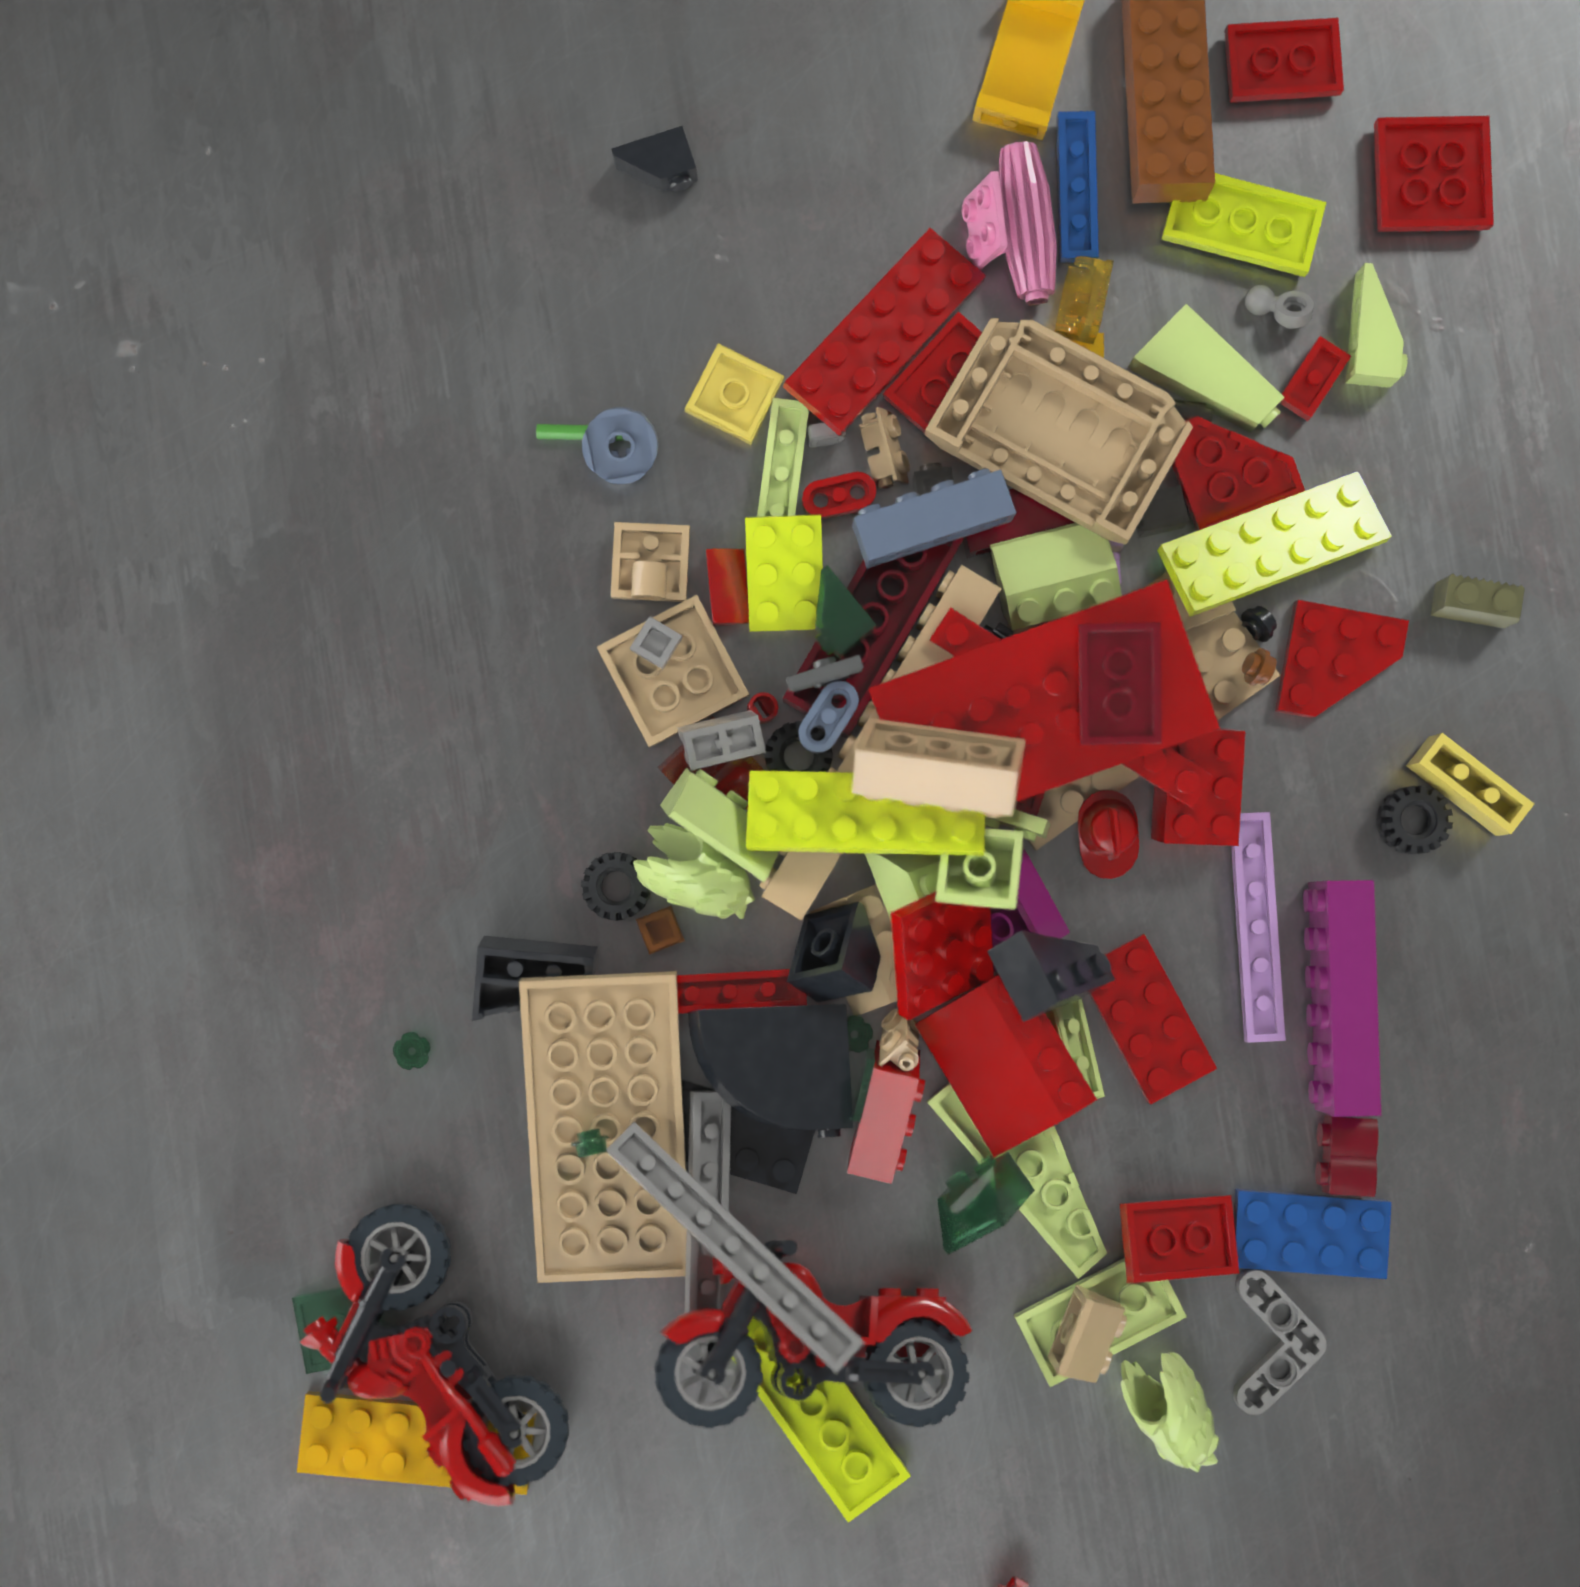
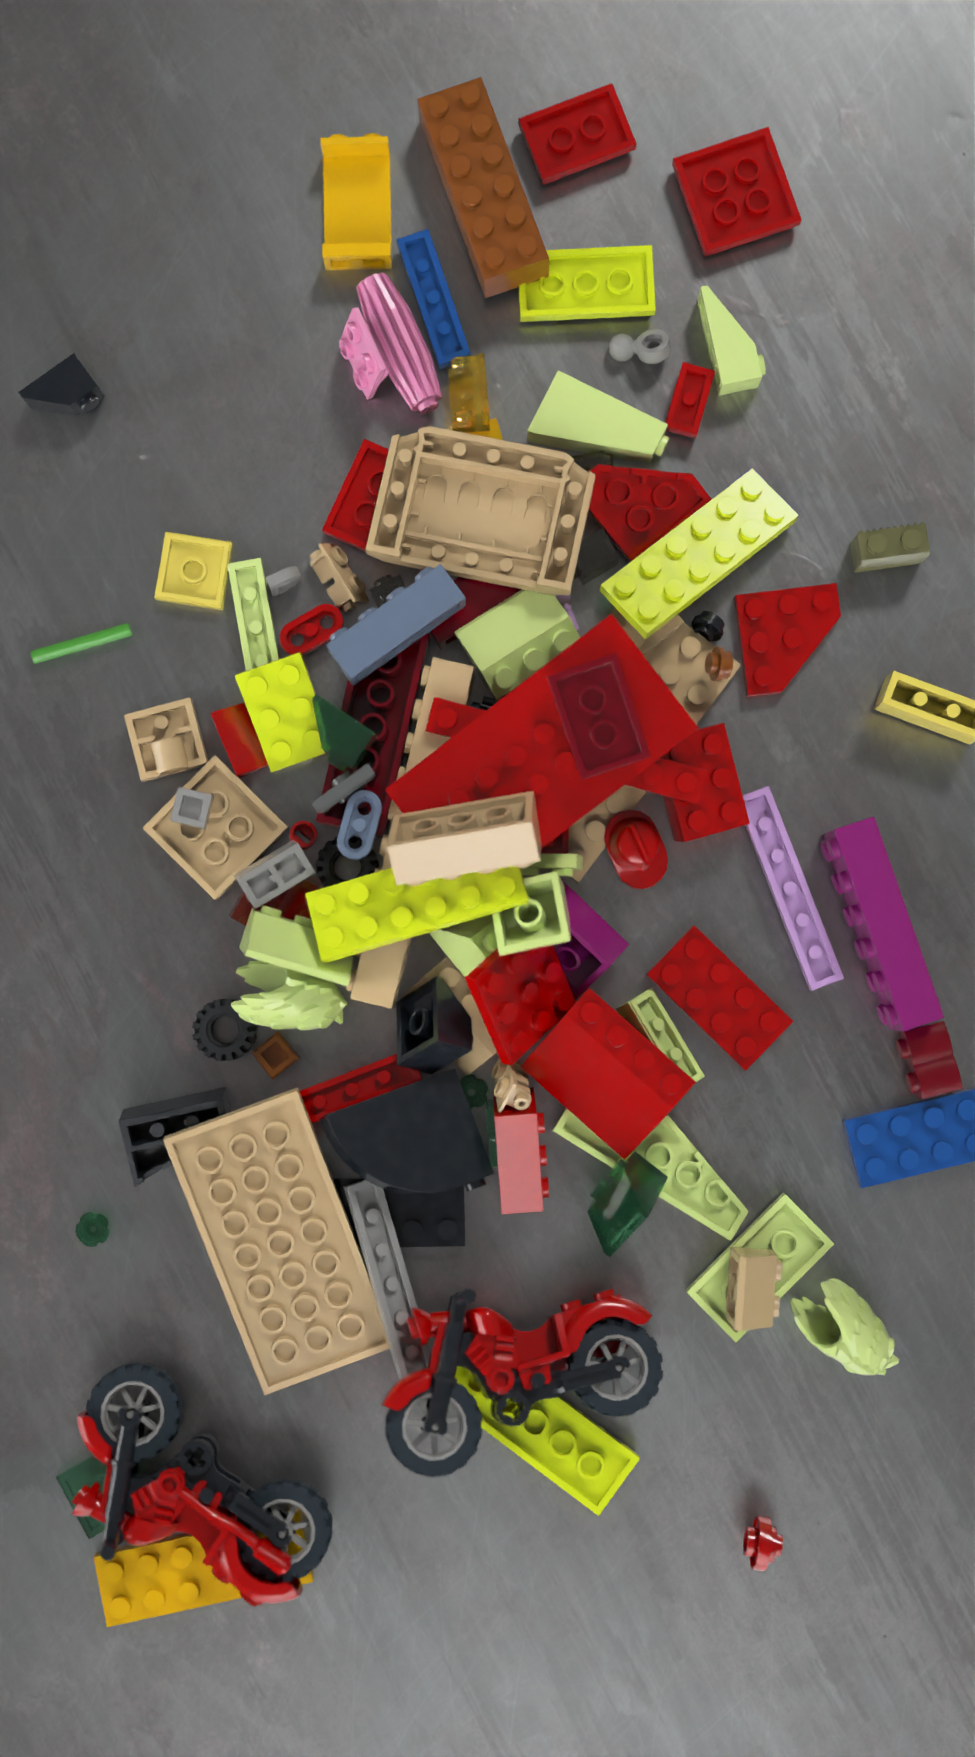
camera: 15 degrees left, 0 degrees up
(590, 1143) = (269, 1260): clear green plate -> none
(607, 462) = (102, 665): sand blue plate -> none
(735, 1248) = (422, 1311): light grey plate -> none
(884, 331) = (305, 476): red plate -> none
(1048, 971) = (619, 984): black wedge -> none
(1179, 1238) = (806, 1178): red plate -> none
(1287, 1348) = (929, 1243): light grey beam -> none
(1436, 813) = (910, 738): black tyre -> none

